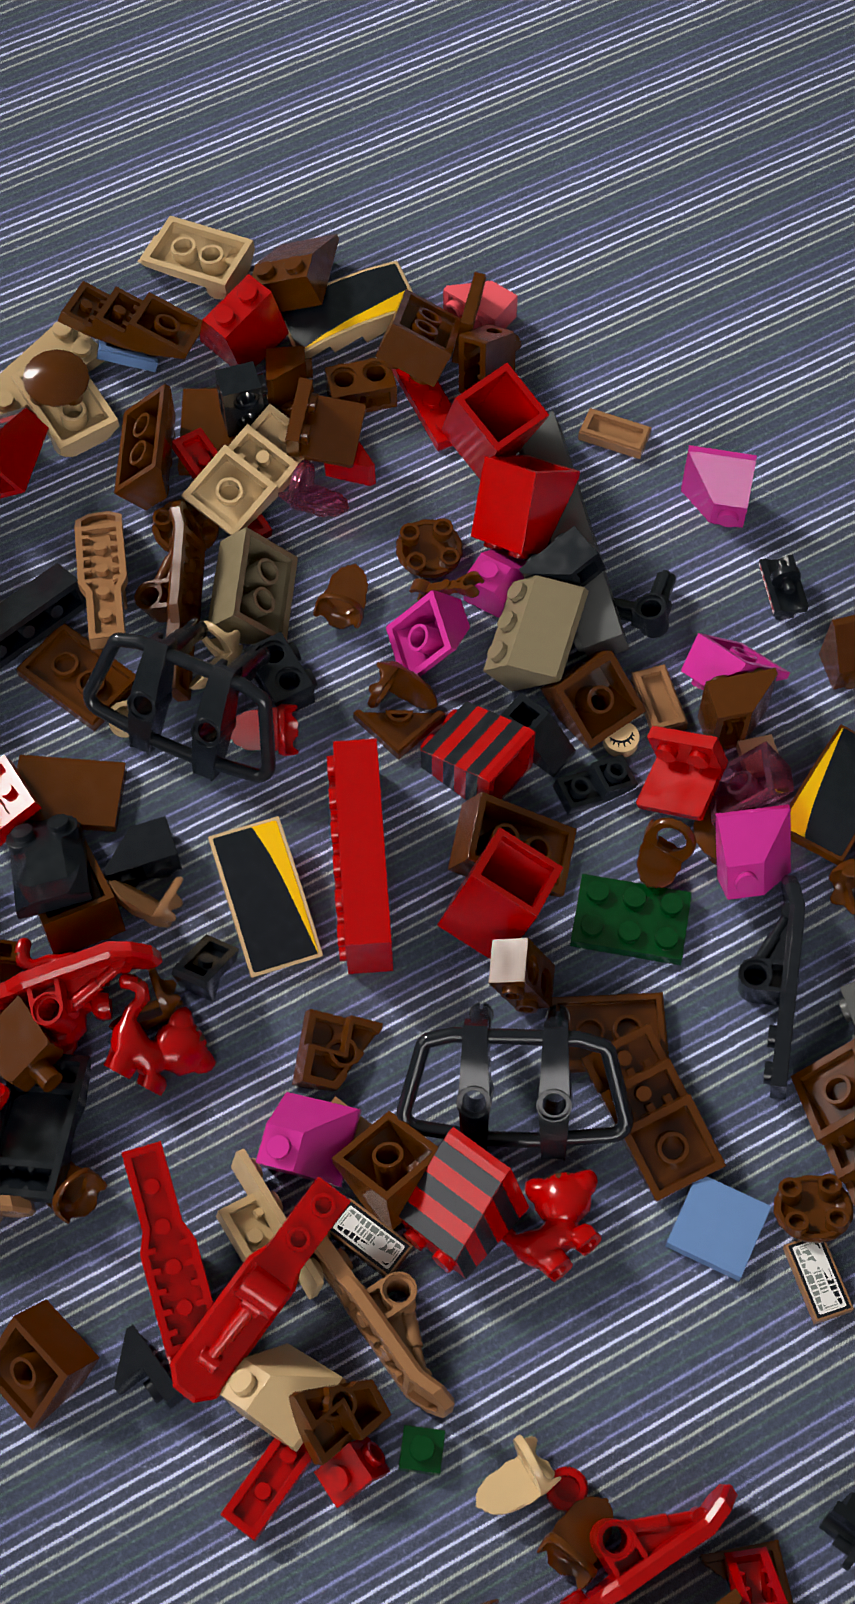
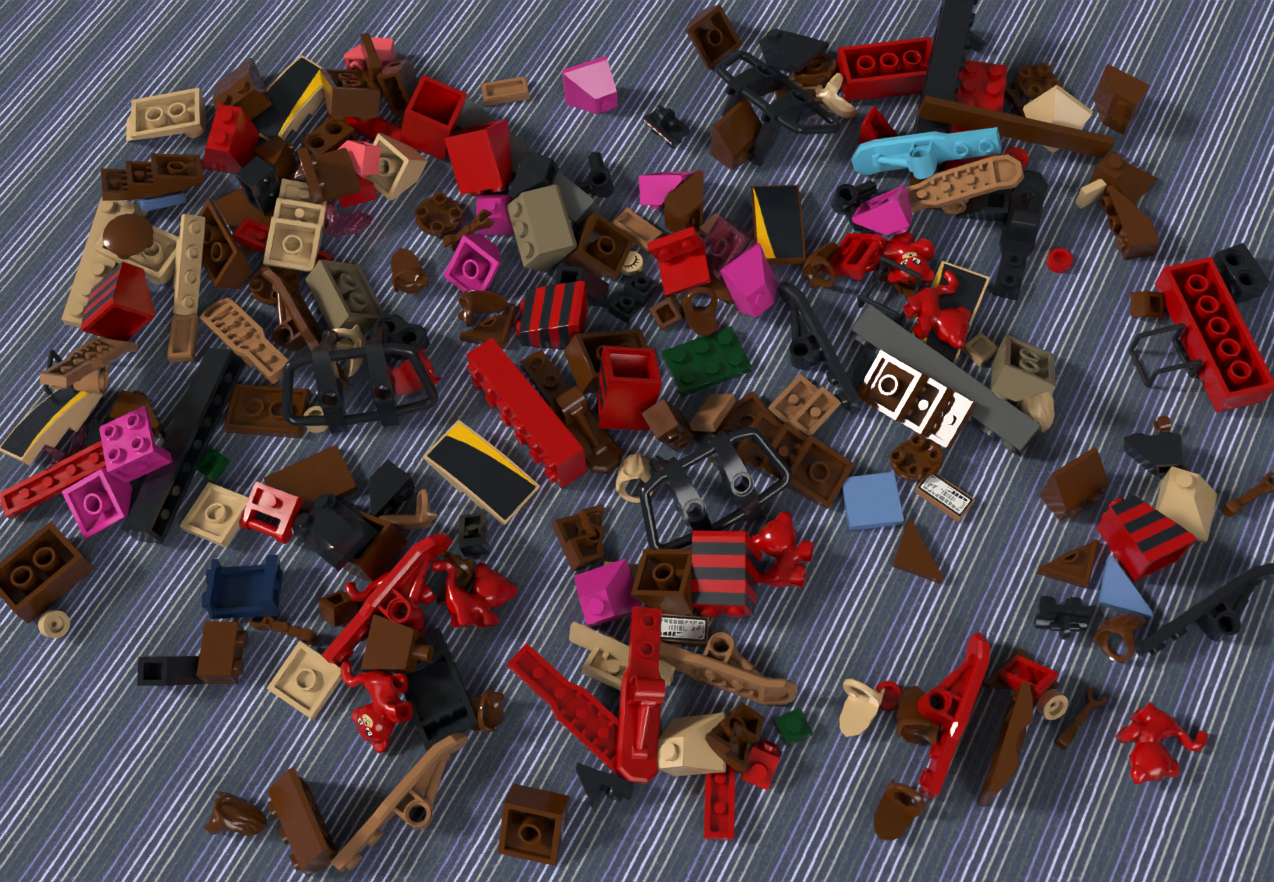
camera: 30 degrees left, 0 degrees up
(44, 535) = (183, 338): none -> medium nougat tile
(99, 451) = (188, 264): none -> tan bracket
(382, 427) = (364, 157): none -> coral slope
(414, 456) = (398, 167): none -> tan slope
(421, 892) = (571, 408): none -> reddish brown piece
(444, 1002) = (632, 467): none -> tan piece
(590, 989) = (712, 412): none -> medium nougat tile
(623, 827) = (667, 312): none -> reddish brown slope
(713, 1051) = (804, 406): none -> medium nougat slope
(723, 1332) = (915, 557): none -> reddish brown tile

